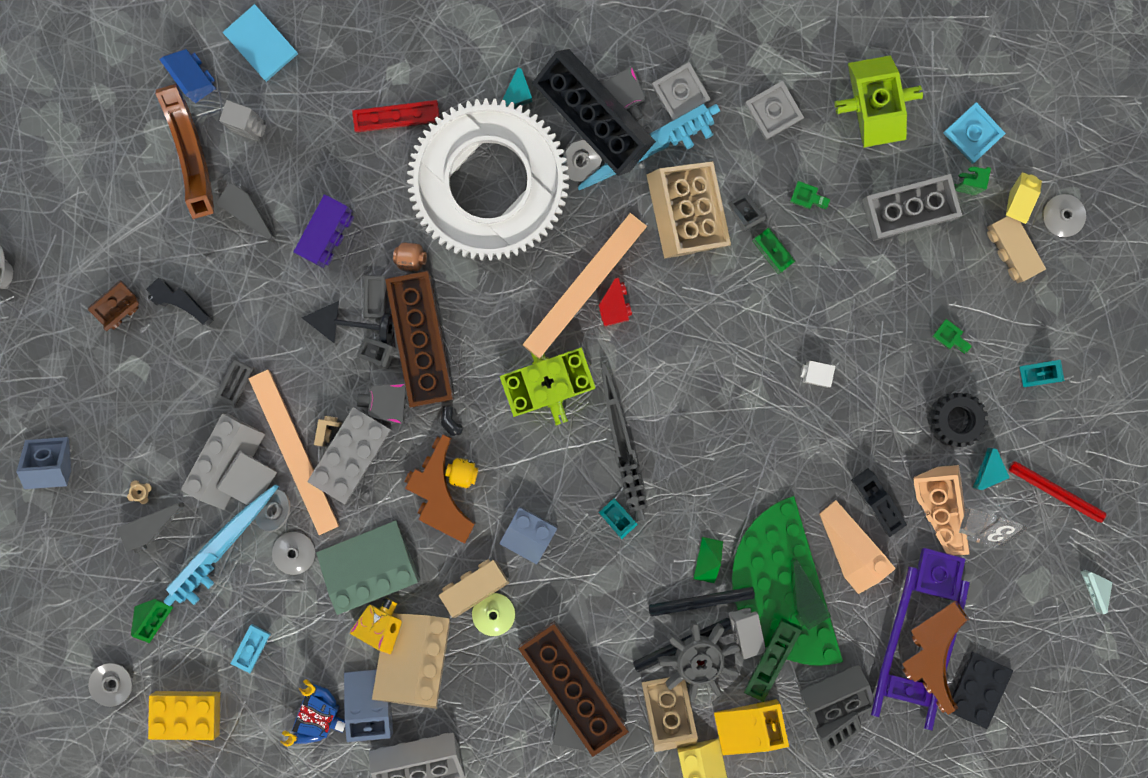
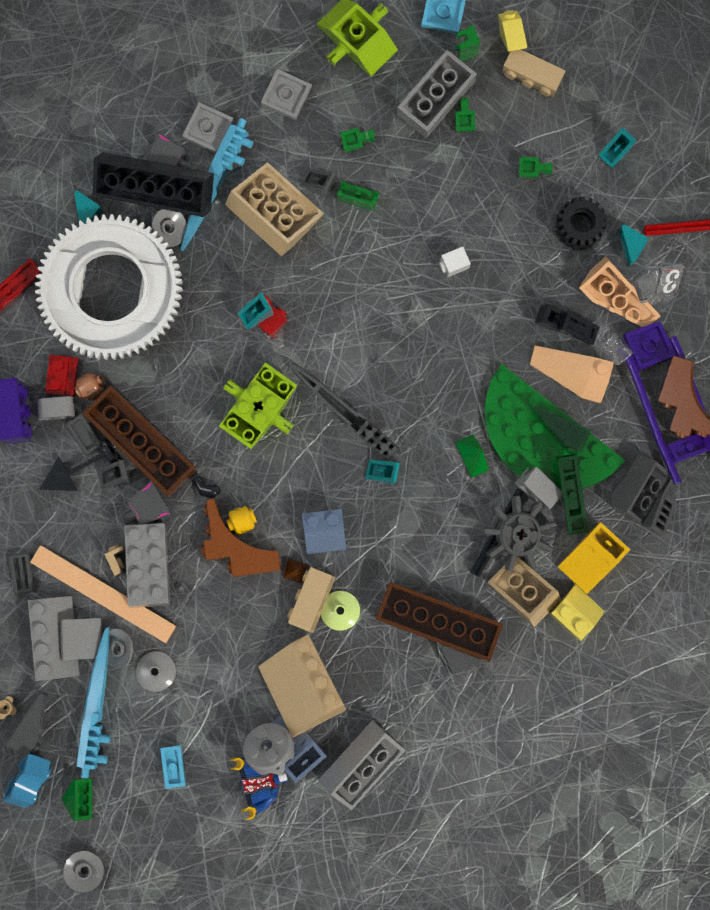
camera: 35 degrees left, 5 degrees down
(110, 574) = (24, 788): none -> dark azure brick
(184, 715) = (157, 854): yellow brick -> none
(343, 709) = (275, 758): none -> light grey plate
(365, 255) = (55, 408): none -> light grey beam
(367, 567) = (219, 641): sand green slope -> none
(378, 626) = (259, 679): yellow torso -> none
(391, 228) = (61, 375): none -> red plate
(478, 551) = (295, 571): none -> reddish brown slope
(584, 286) = (234, 327): light nougat tile -> none
(604, 295) = (255, 311): none -> teal slope
(701, 601) = (488, 489): black axle -> none
(907, 551) = (613, 345): none -> clear slope
(920, 248) = (464, 118): none -> green plate
(1054, 215) = (545, 31): light grey dish -> none

